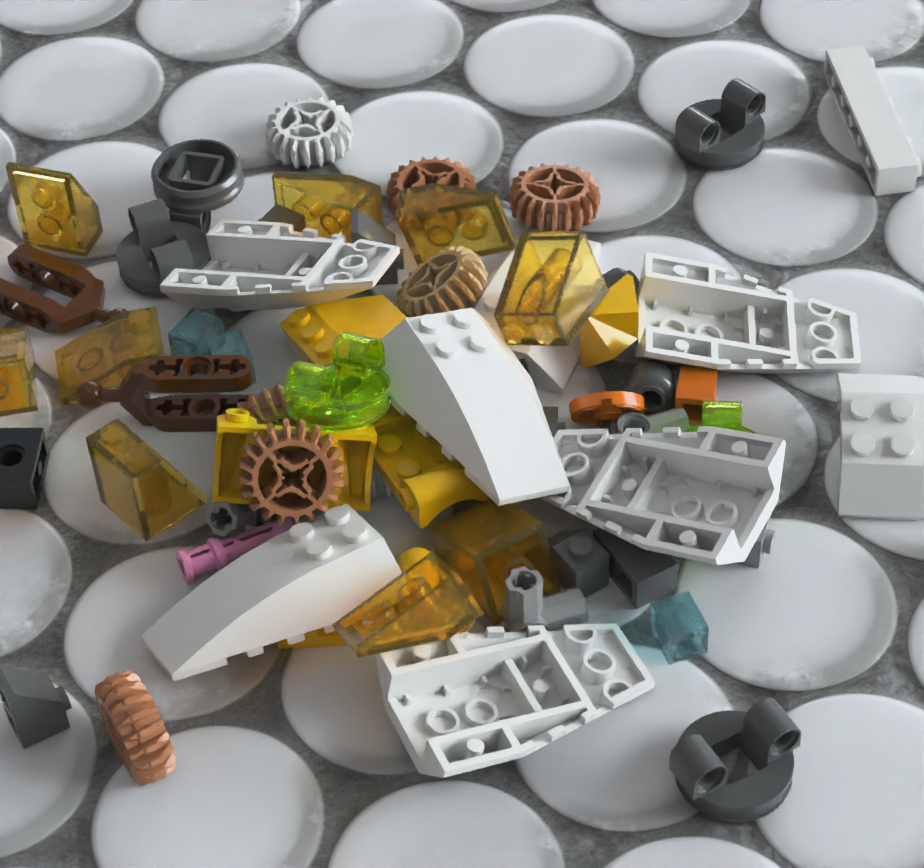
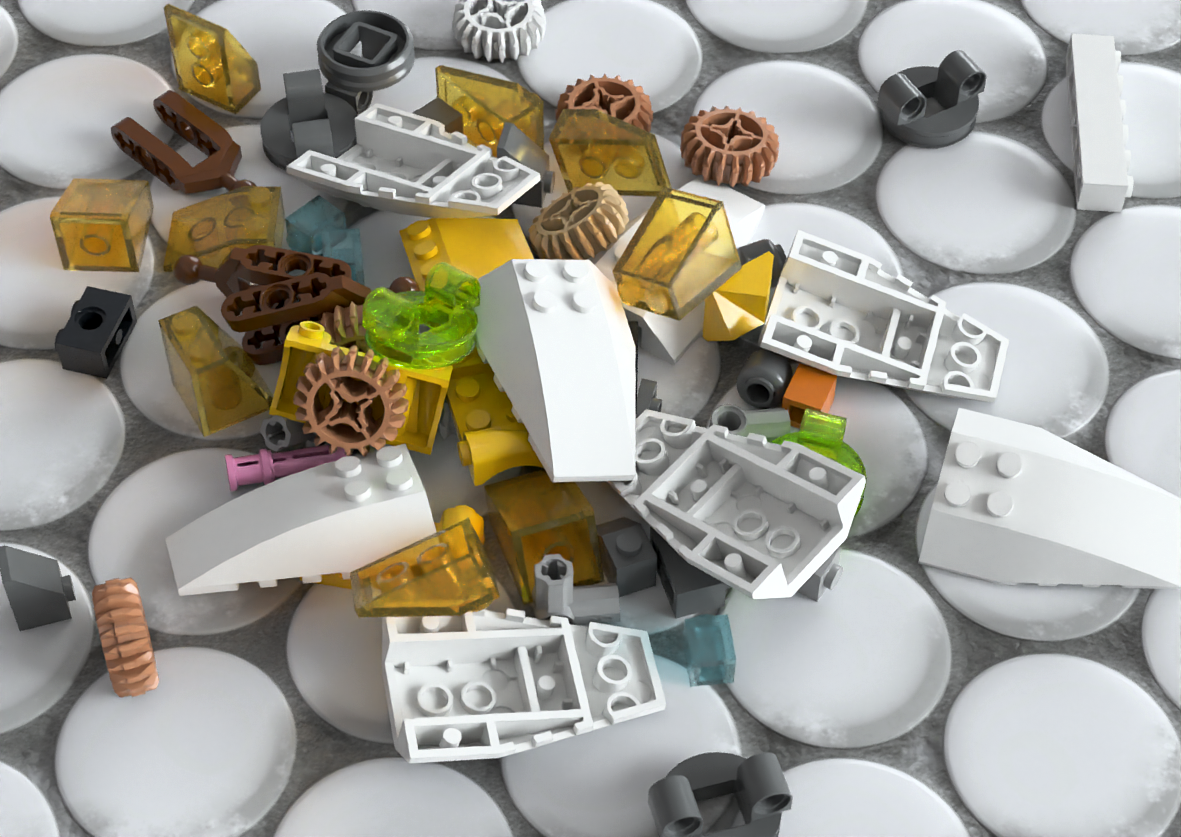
camera: 10 degrees right, 5 degrees up
(194, 422) = (276, 323): none -> reddish brown piece
(603, 406) = (709, 392): orange tile -> none

